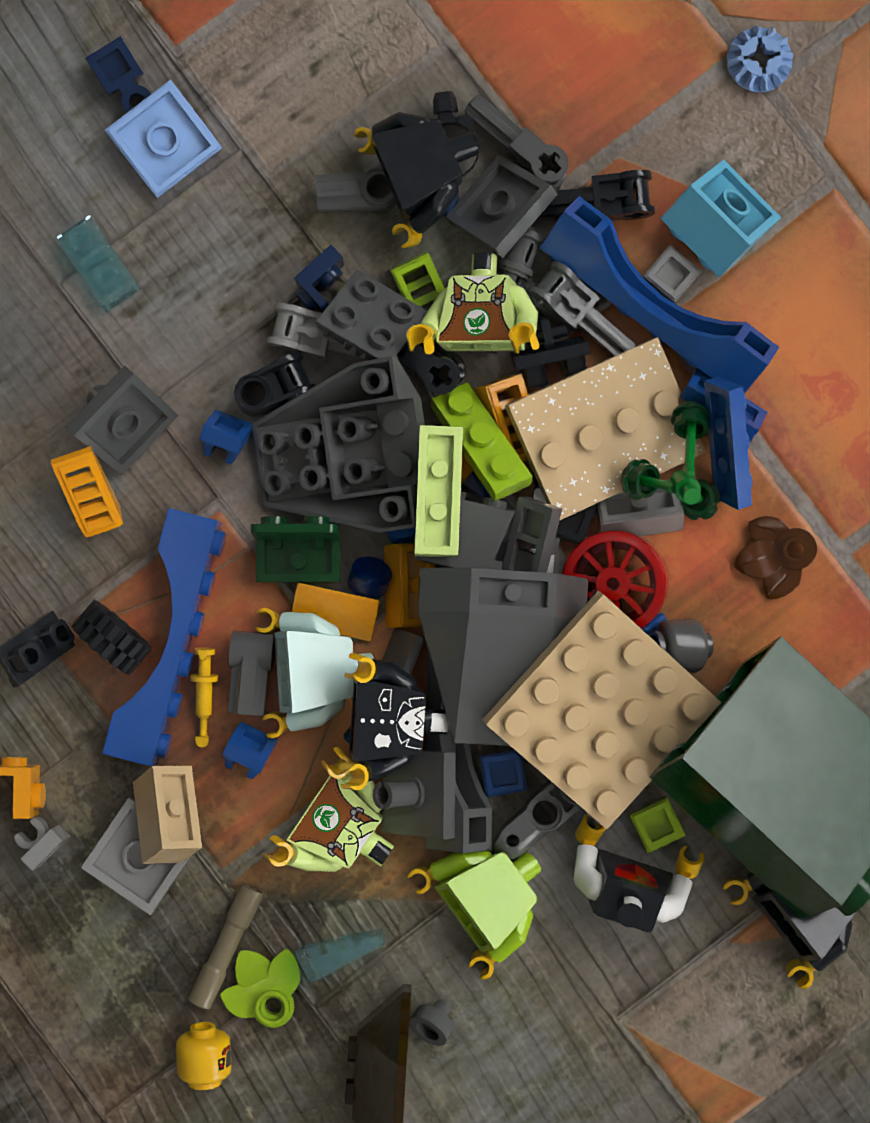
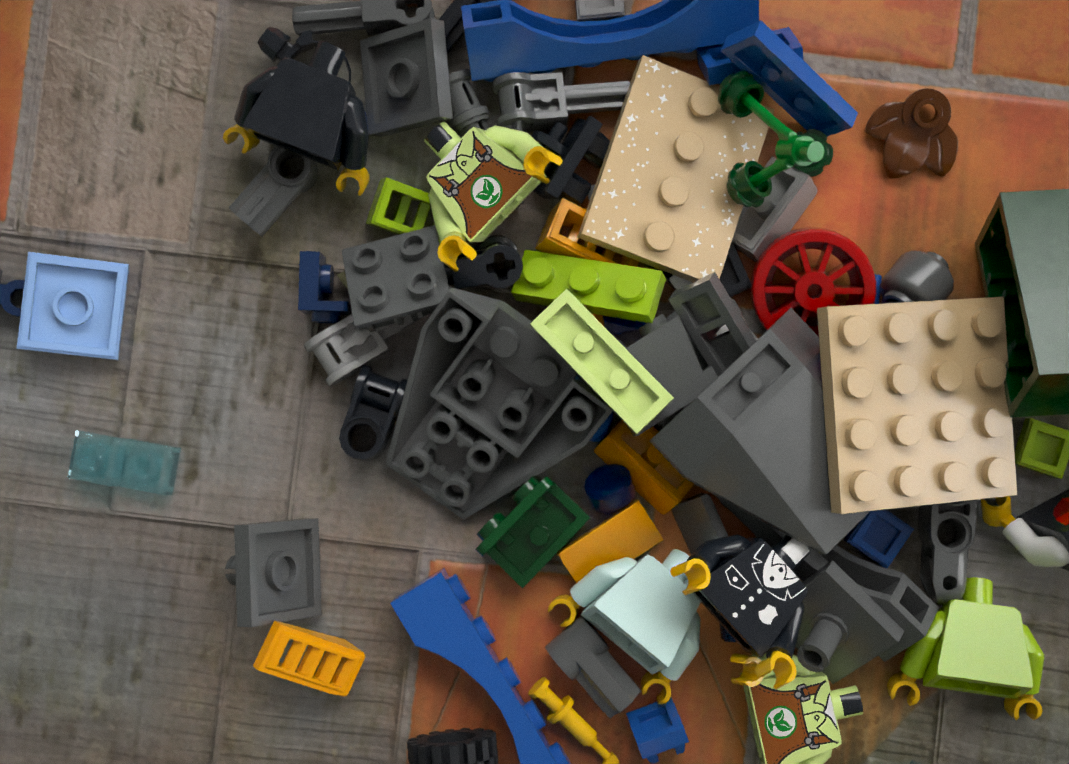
camera: 50 degrees left, 0 degrees up
(225, 432) = (372, 493): blue tile -> none

